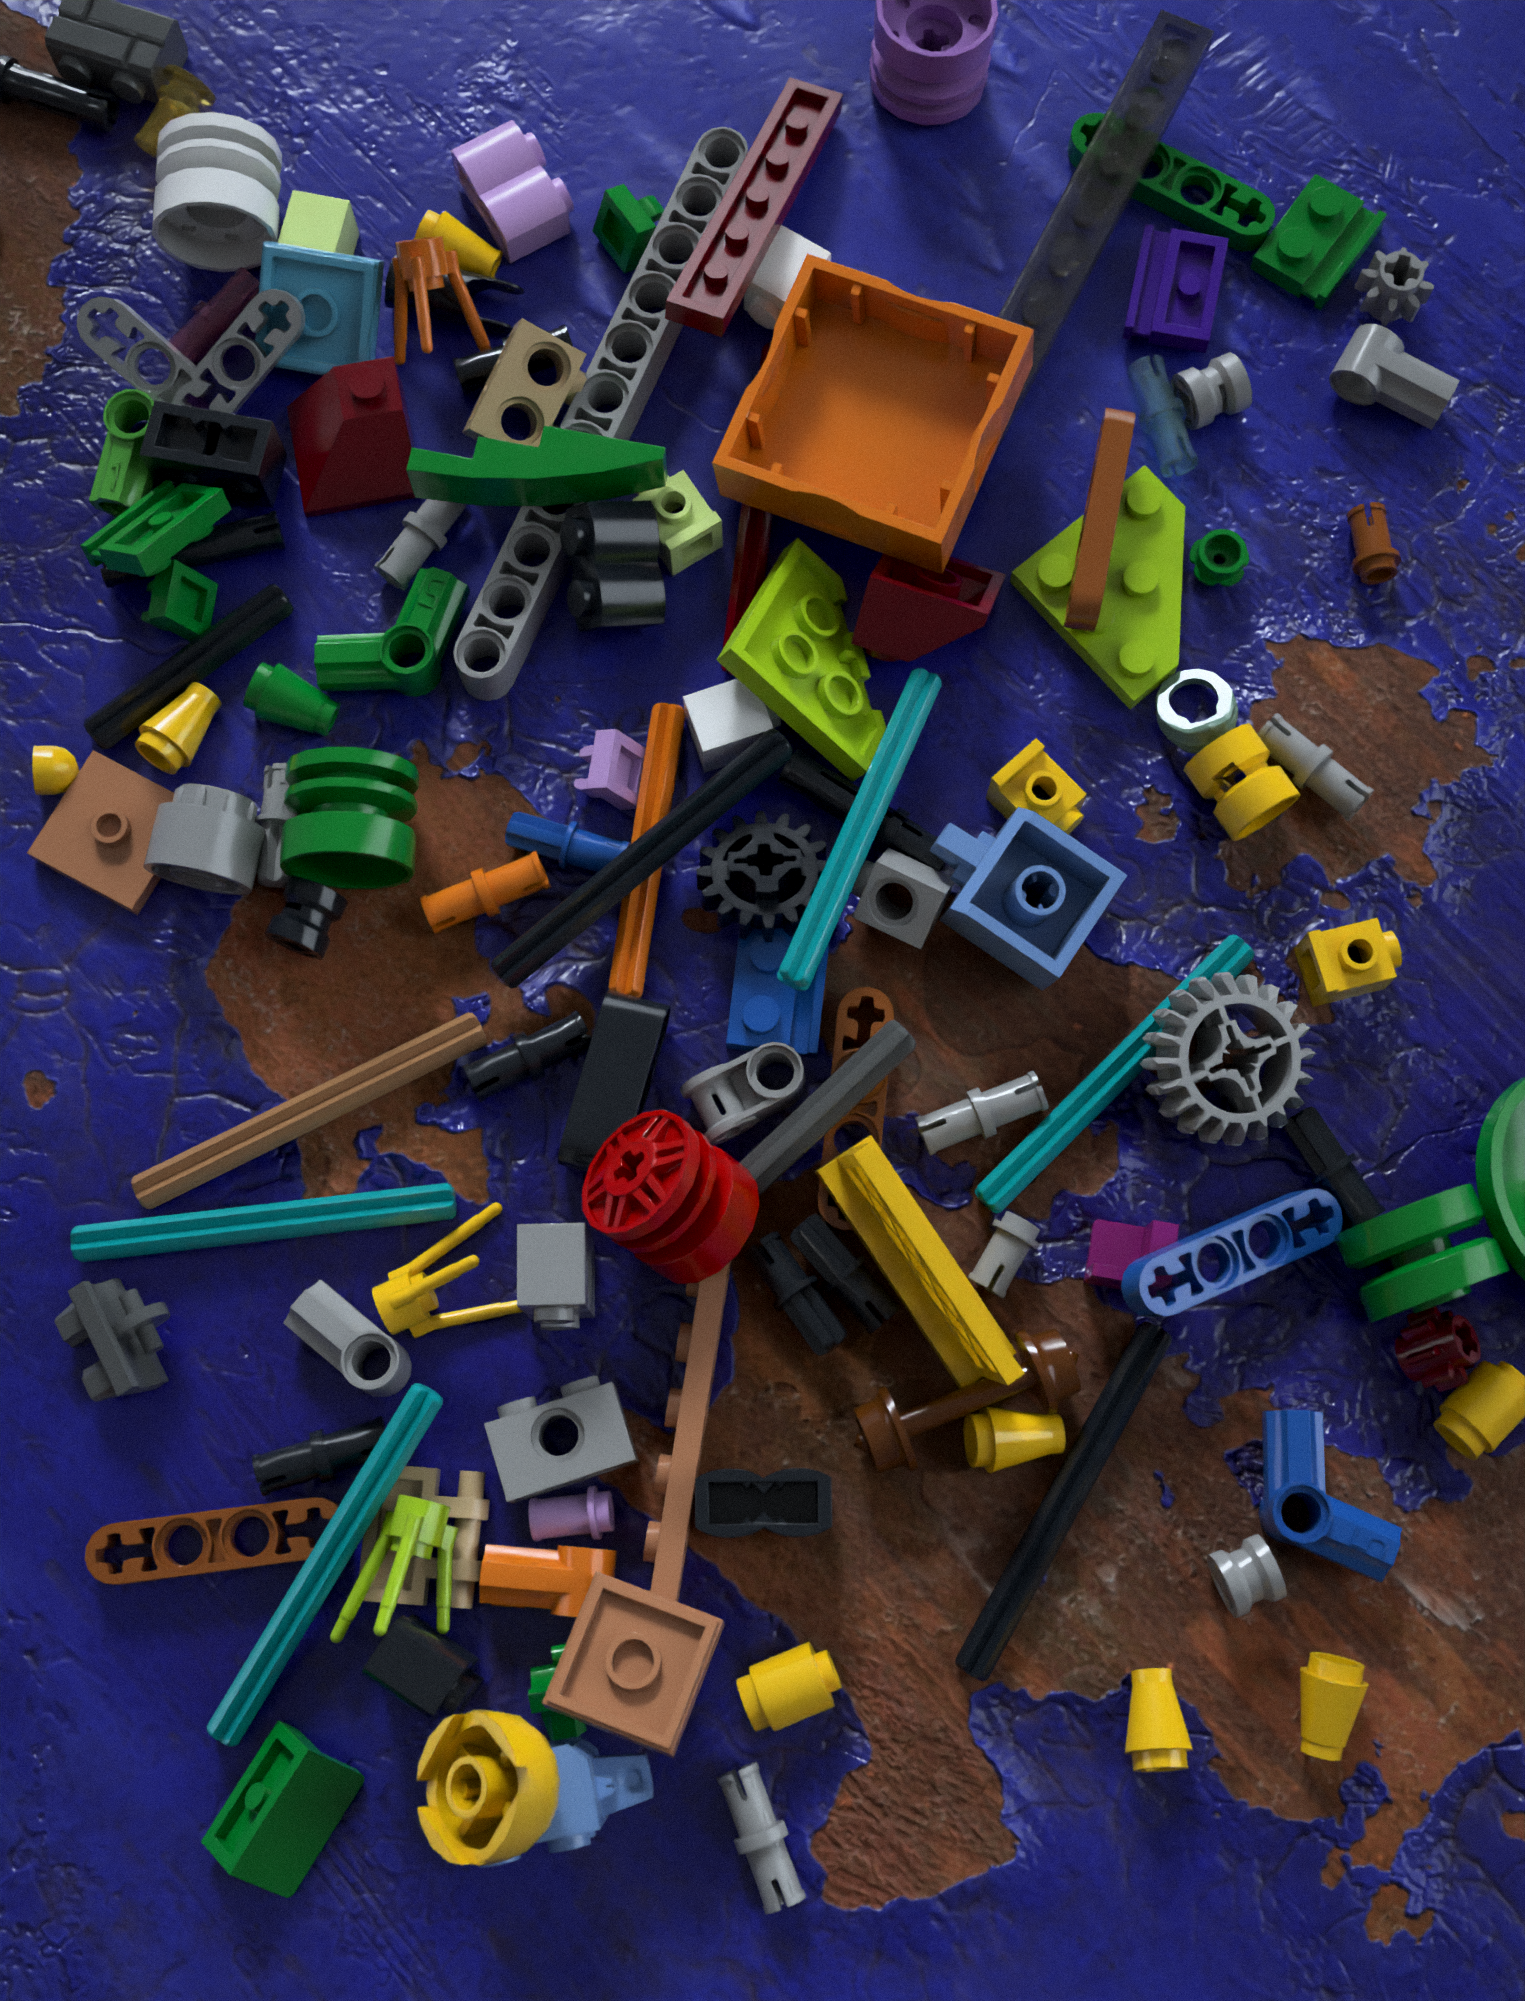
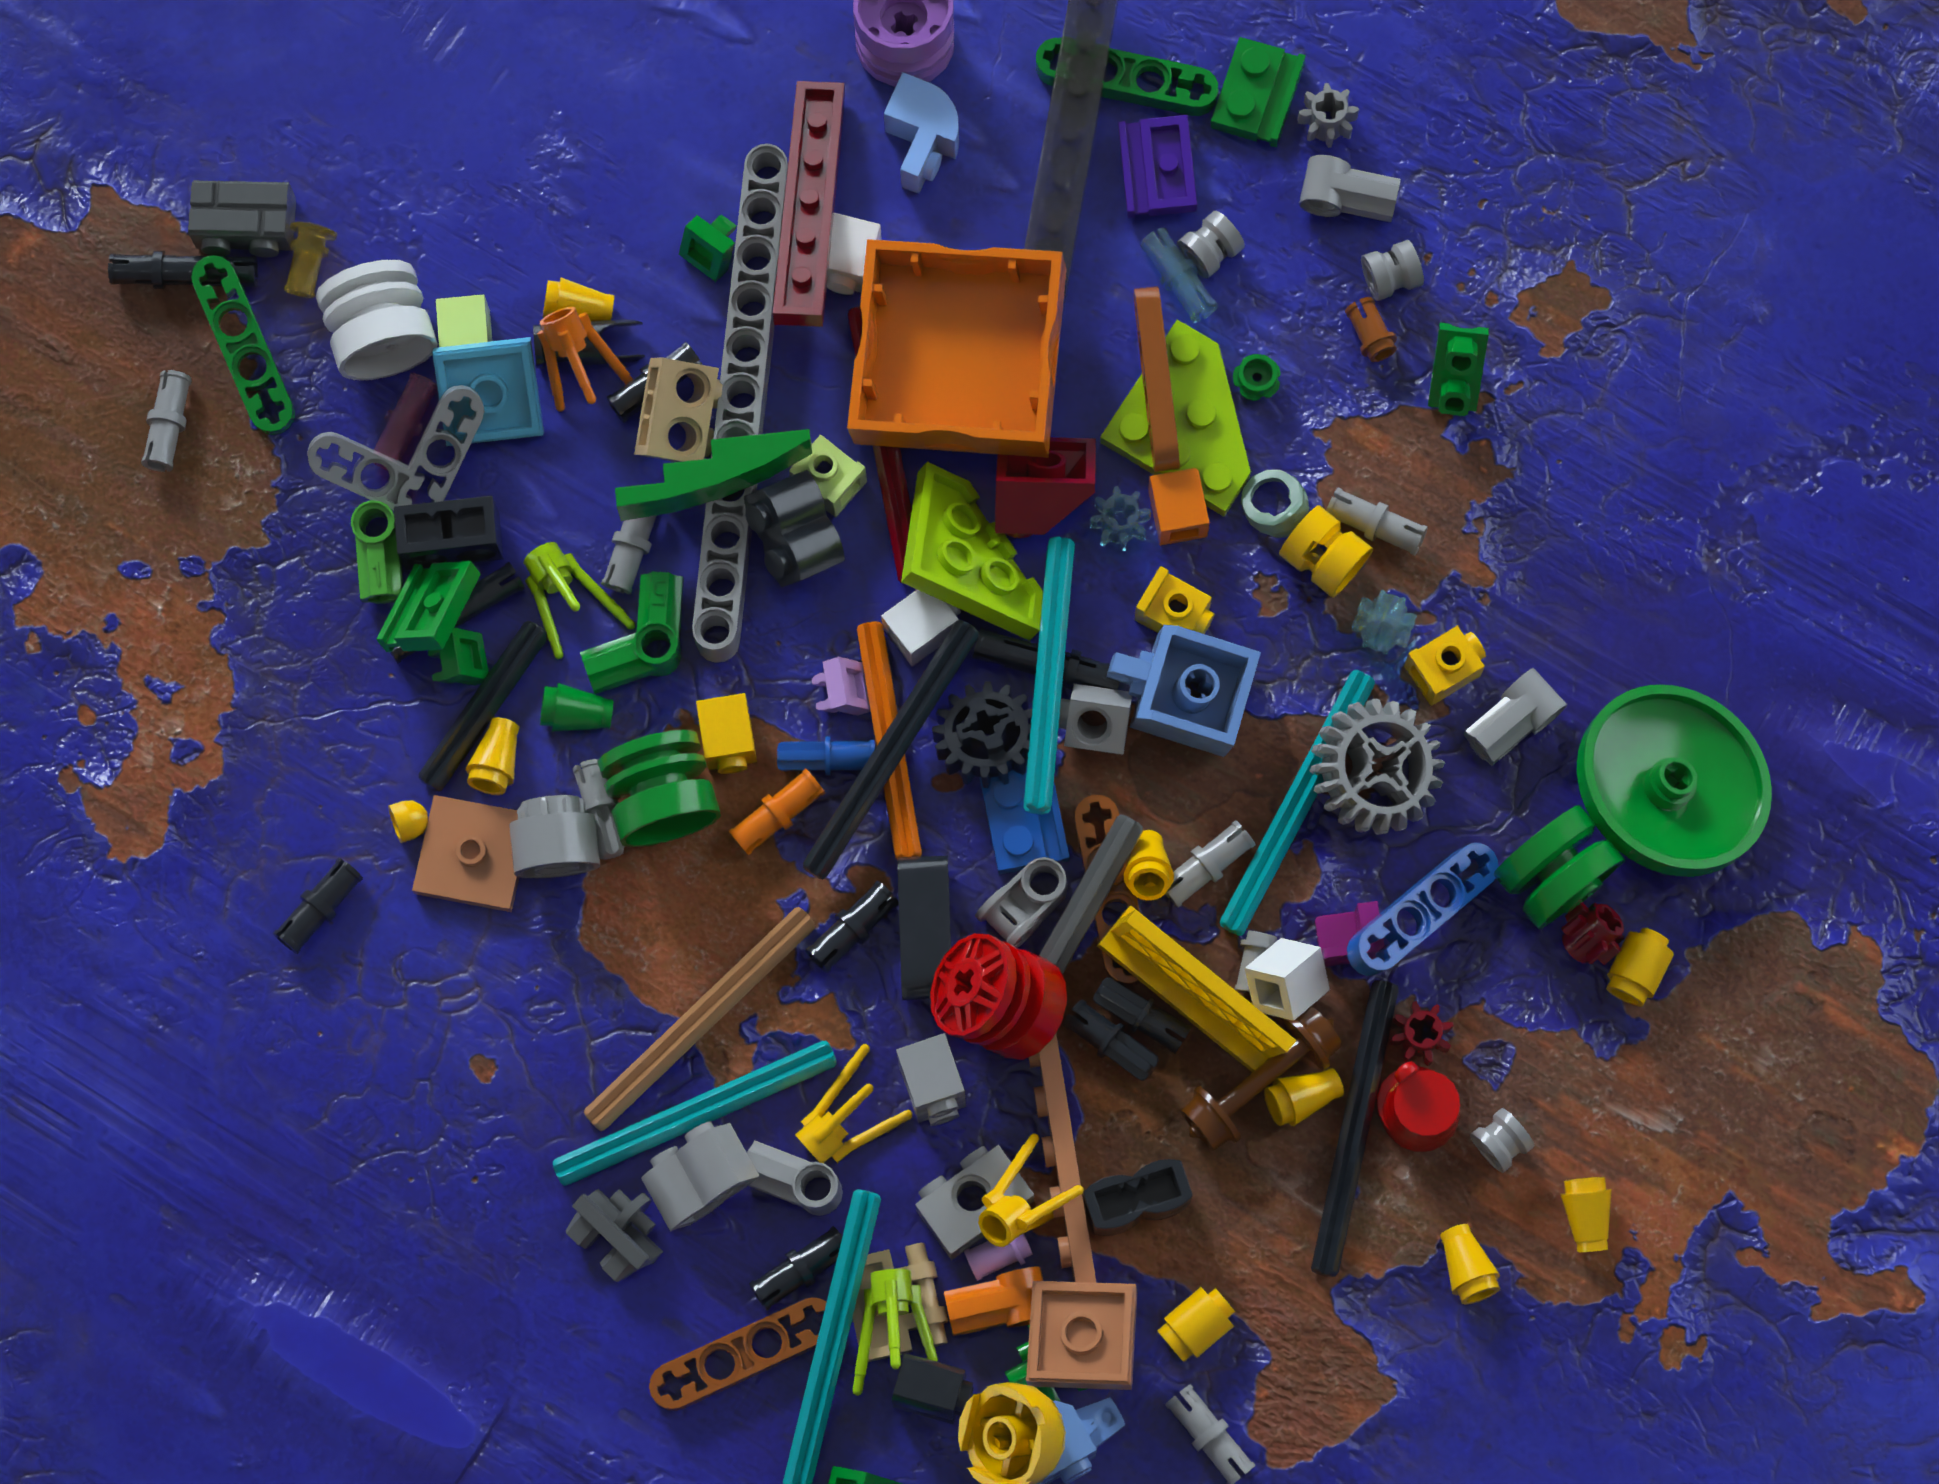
camera: 15 degrees left, 0 degrees up
(70, 182) = (247, 343): none -> green beam
(235, 1301) = (699, 1175): none -> light grey brick
(306, 917) = (647, 873): black wheel -> none
(320, 540) = (552, 572): none -> lime plant
(352, 438) = (549, 485): dark red slope -> none
(457, 781) = (726, 733): none -> yellow brick
(512, 190) = (606, 242): lavender brick -> none
(594, 1480) = (1012, 1215): none -> yellow plant
(908, 1096) = (1148, 868): none -> yellow cone
(922, 161) = (929, 121): none -> light blue brick
(1008, 654) = (1131, 512): none -> clear light blue gear
(1036, 1287) = (1287, 979): none -> white brick
(1080, 678) = (1178, 506): none -> orange panel
(1152, 1498) = (1418, 1107): none -> red hat
(1202, 1409) = (1435, 1033): none -> dark red gear
(1287, 887) = (1384, 622): none -> clear light blue gear
(1332, 1166) = (1477, 821): black axle -> none
(1334, 1529) = (1516, 1053): blue piece -> none
(1419, 481) = (1392, 270): none -> light grey wheel
(1427, 1044) = (1524, 709): none -> light grey piece
(1467, 613) = (1457, 369): none -> green hips

